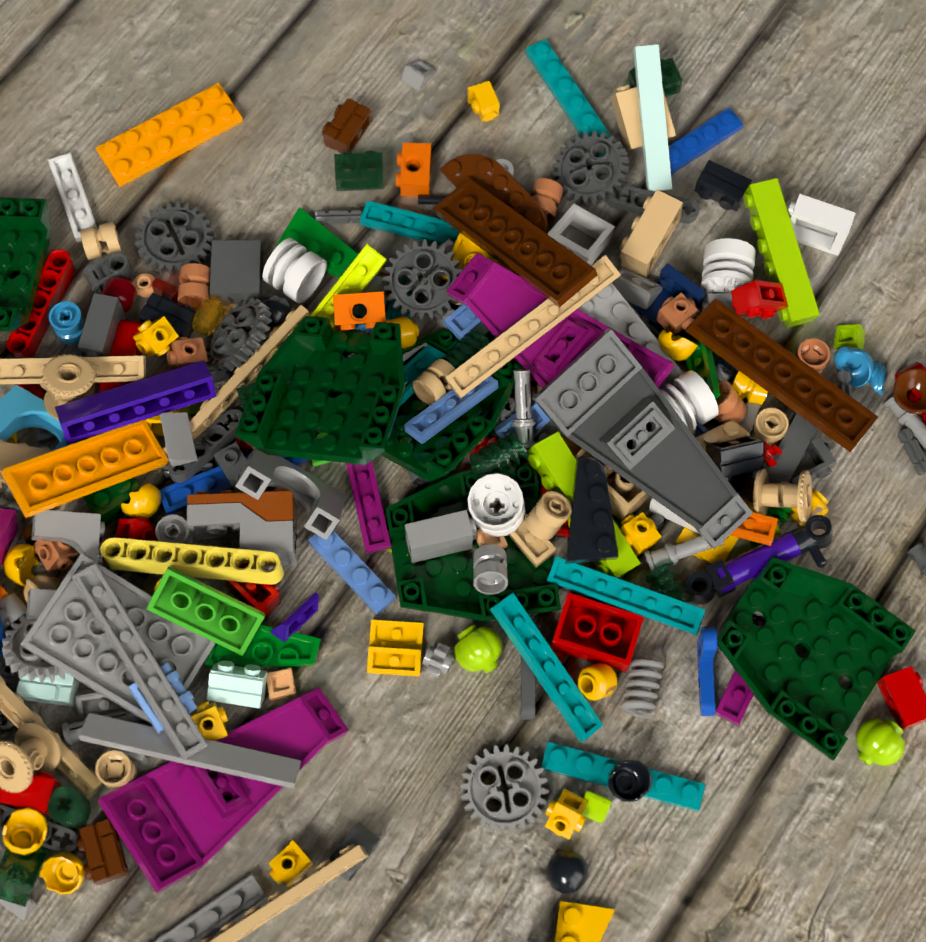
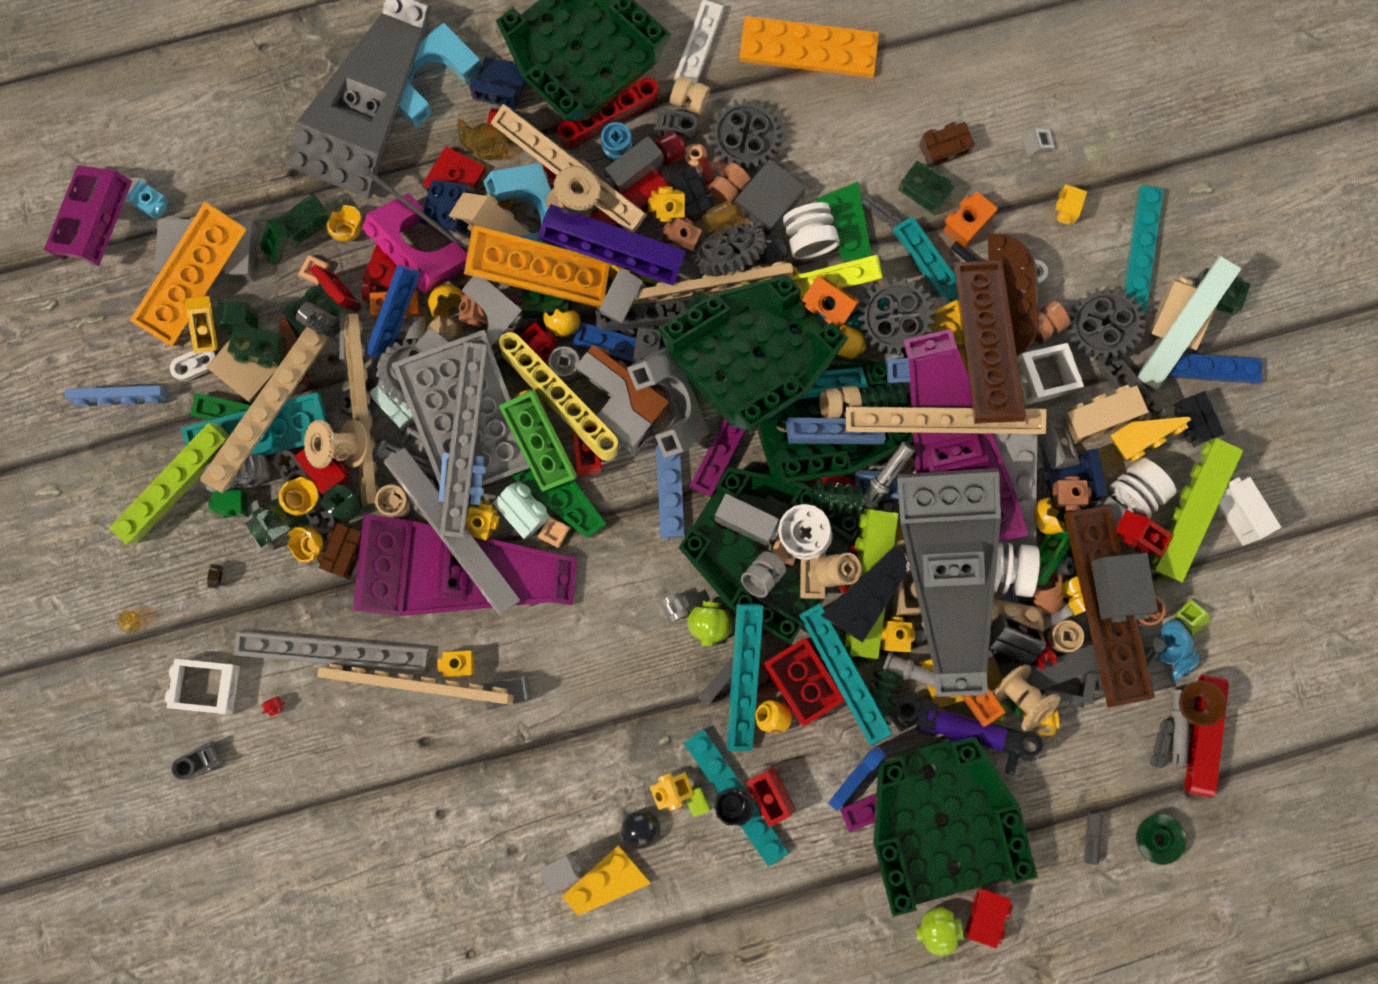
camera: 40 degrees right, 10 degrees up
(296, 618) = (600, 494): dark purple slope -> none
(395, 647) = (653, 572): yellow slope -> none
(528, 785) = (624, 725): light grey gear -> none
(640, 688) = (802, 747): light grey piece -> none
(650, 747) = (770, 795): none -> red brick
(688, 233) = (1139, 435): none -> yellow slope
(781, 348) = (1124, 587): none -> dark grey brick

